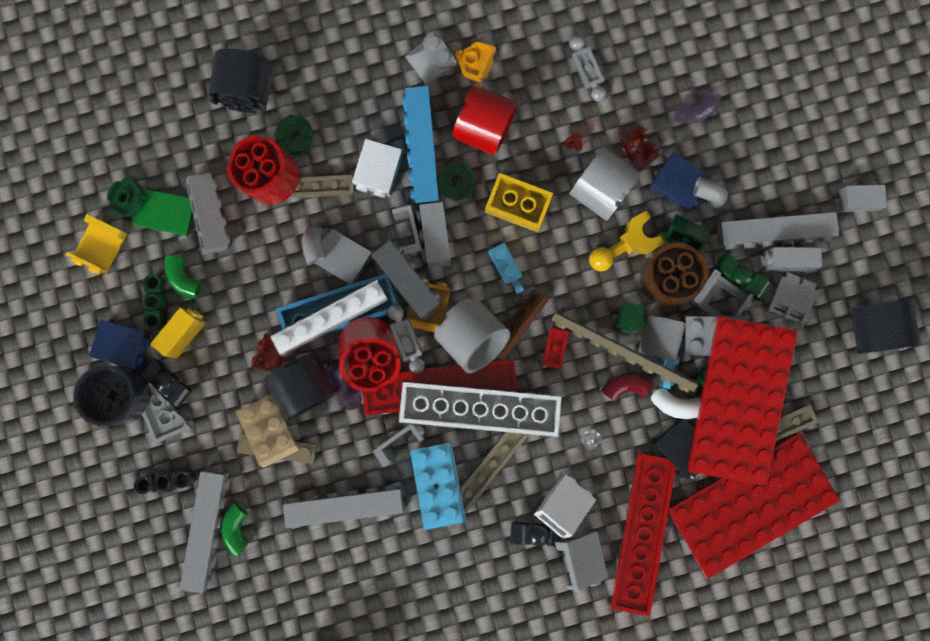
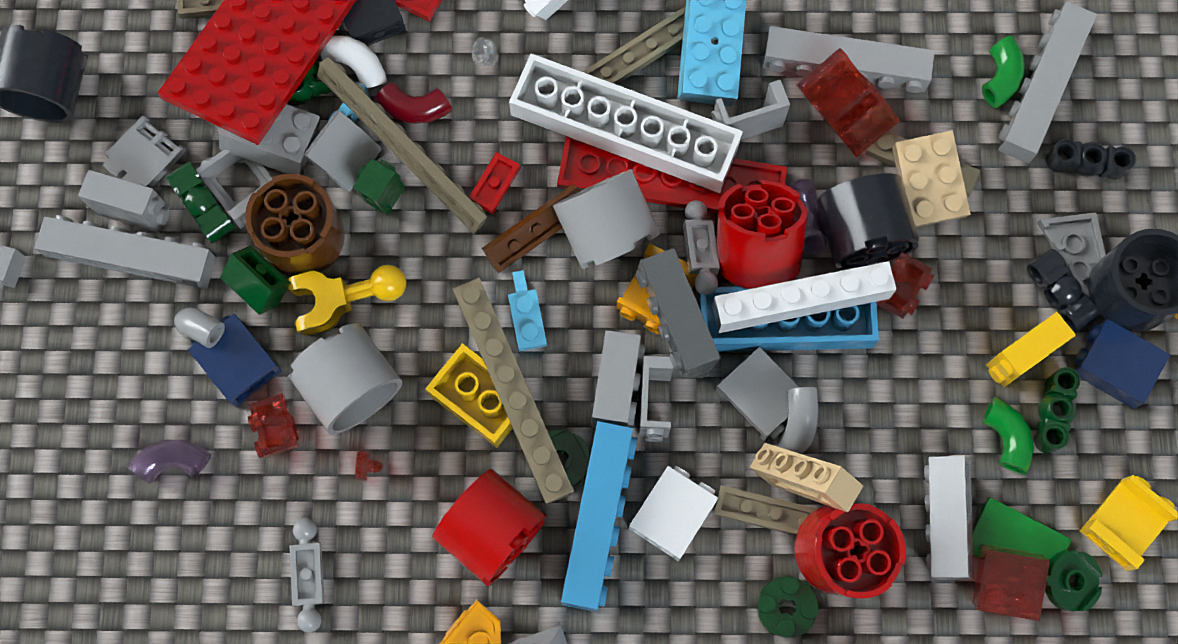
camera: 165 degrees left, 10 degrees down
(162, 184) = (1010, 582): none -> clear red brick
(299, 203) = (806, 476): none -> tan brick
(335, 470) = (848, 102): none -> clear red bracket
(498, 207) = (513, 391): none -> dark tan plate

